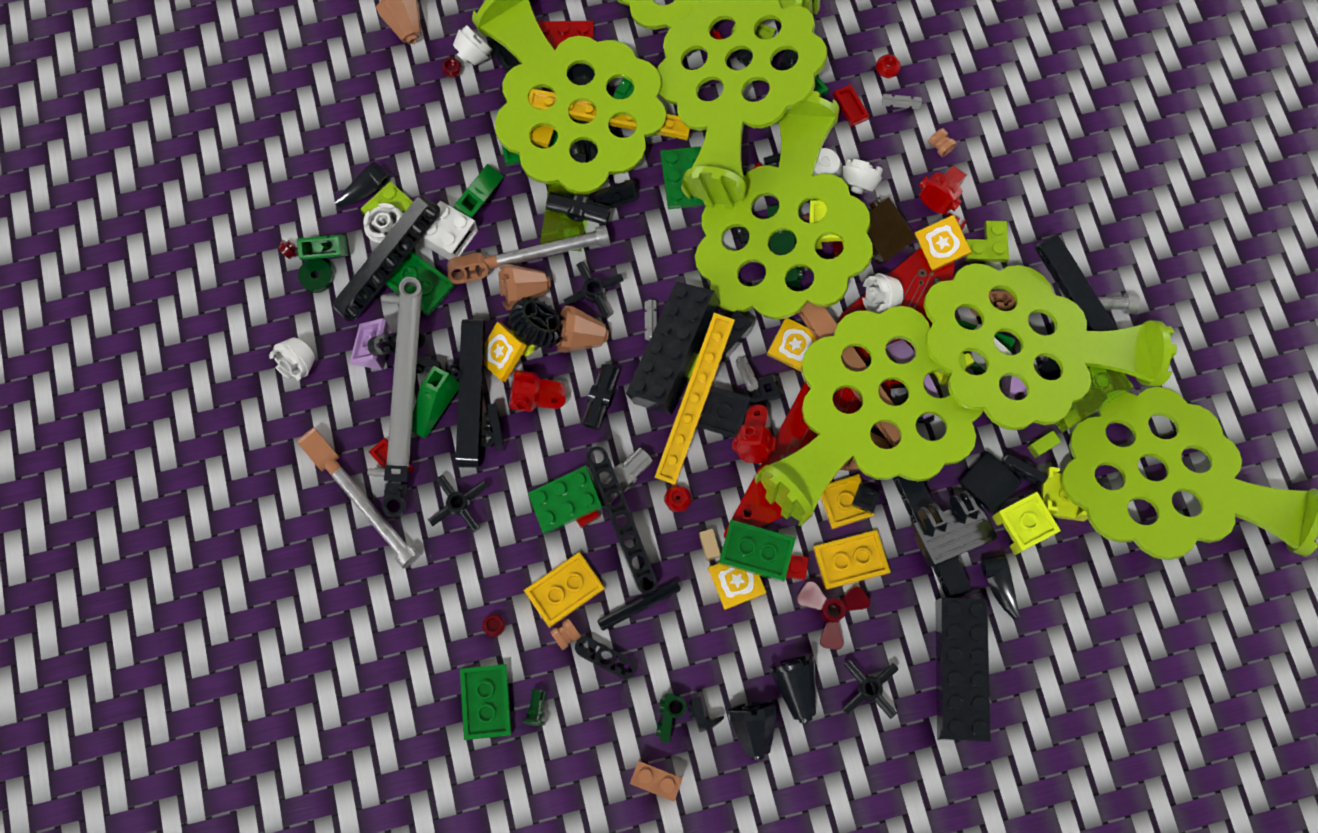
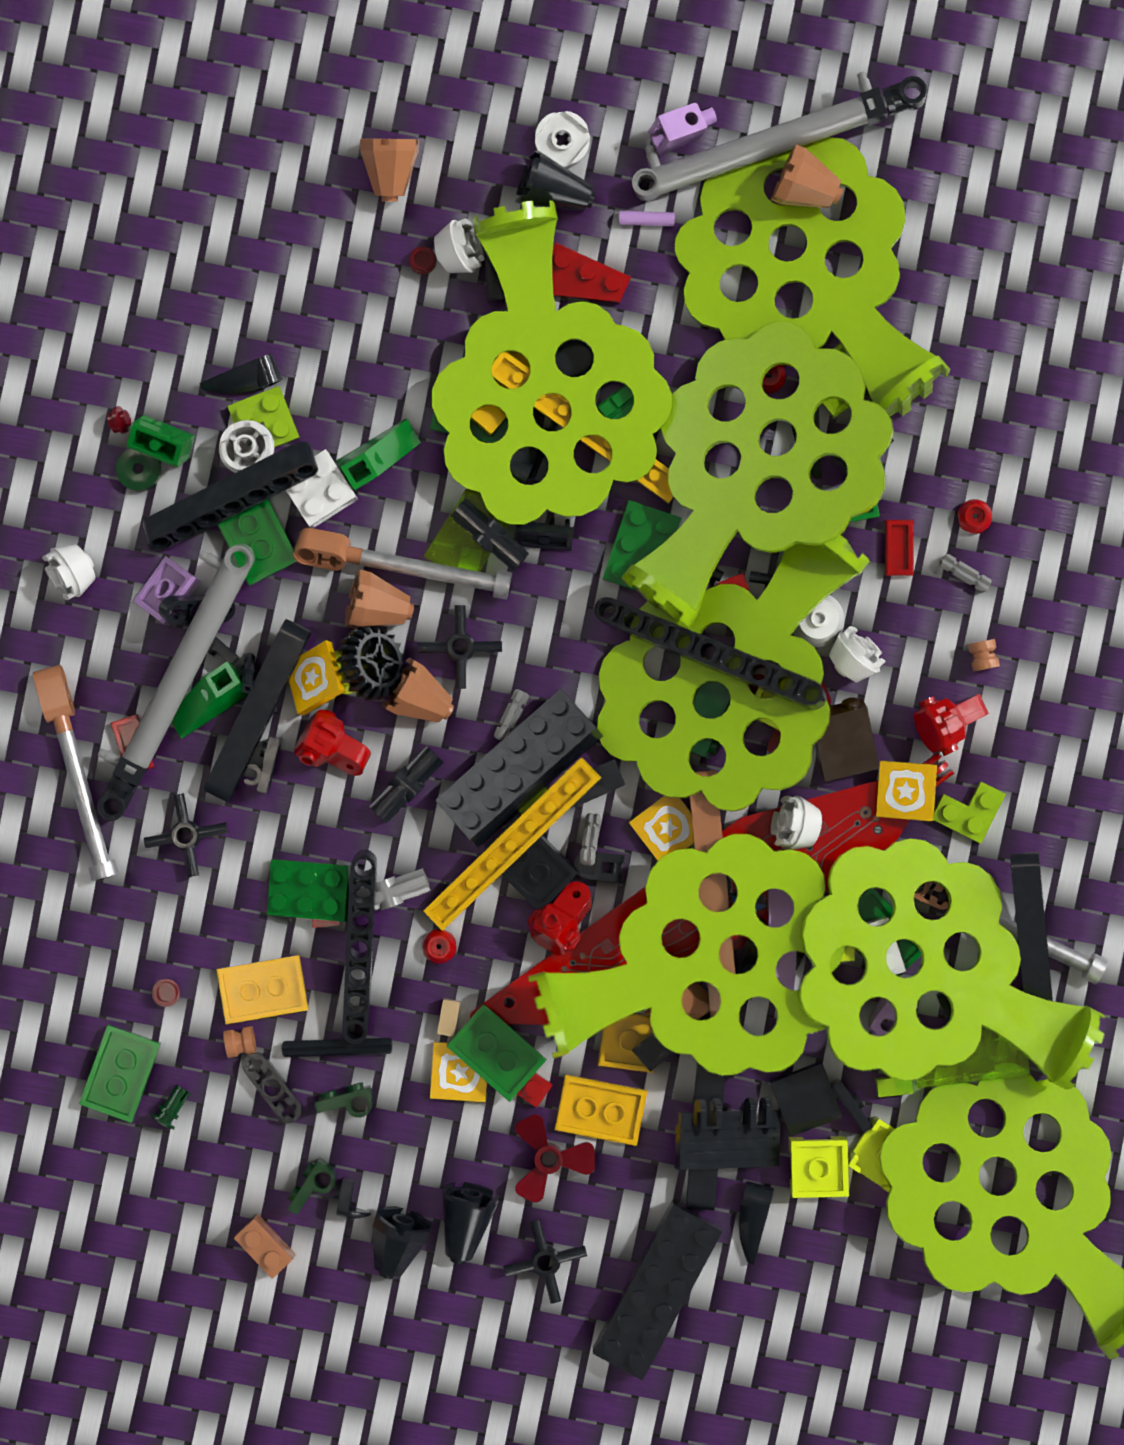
camera: 25 degrees right, 15 degrees up
(653, 645) = (332, 1100): none -> dark green plate
(774, 215) = (721, 659): none -> black beam

